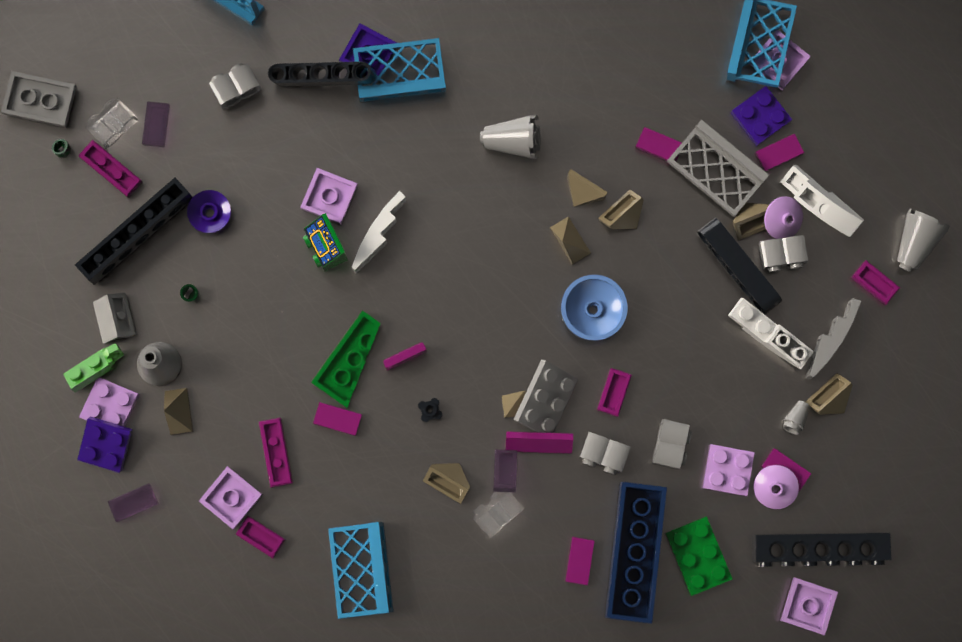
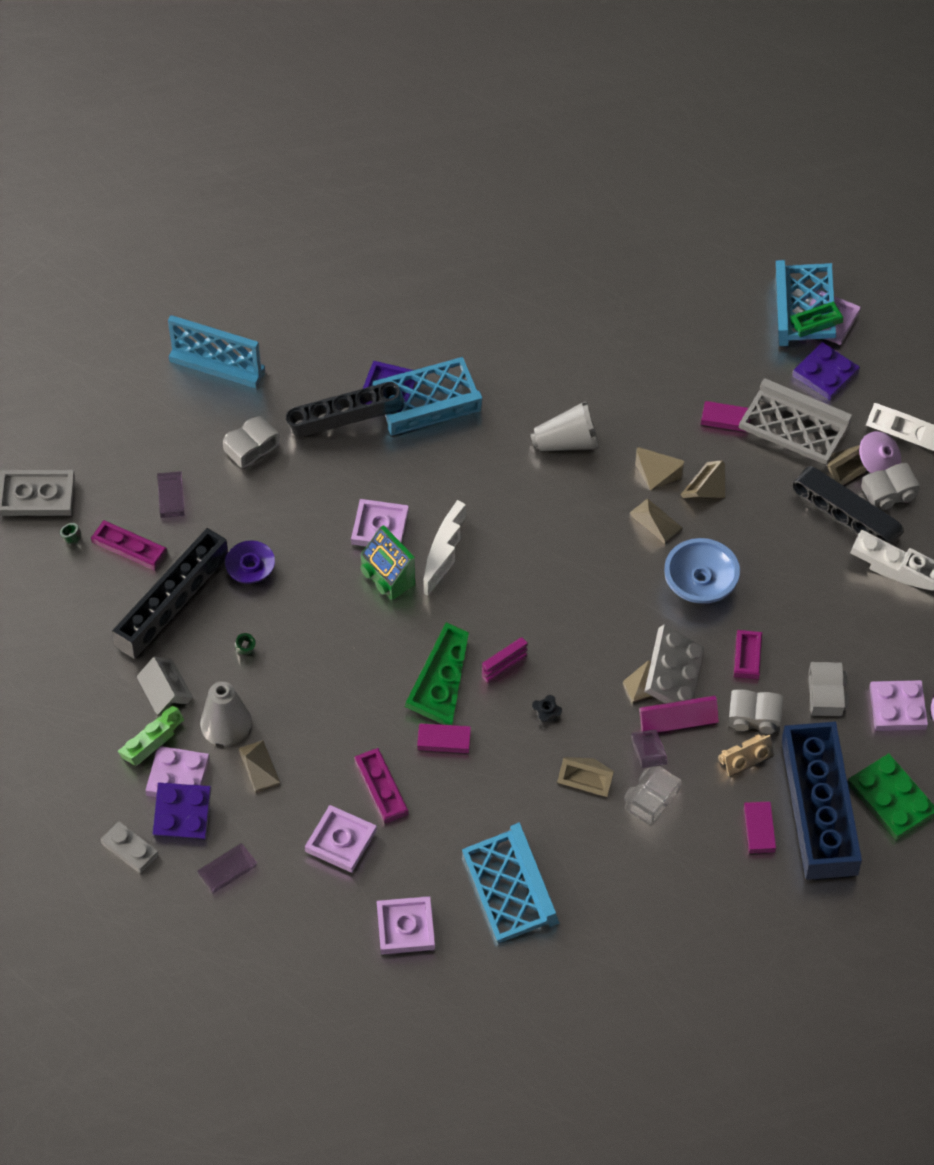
camera: 10 degrees left, 25 degrees down
(57, 466) = (129, 847): none -> light grey plate
(111, 122) = (121, 499): clear brick -> none
(260, 537) = (384, 874): magenta tile -> none
(266, 589) = (405, 925): none -> lavender plate
(597, 488) = (751, 753): none -> tan hinge
(765, 75) = (818, 321): none -> green tile
(779, 152) = (857, 398): magenta tile -> none

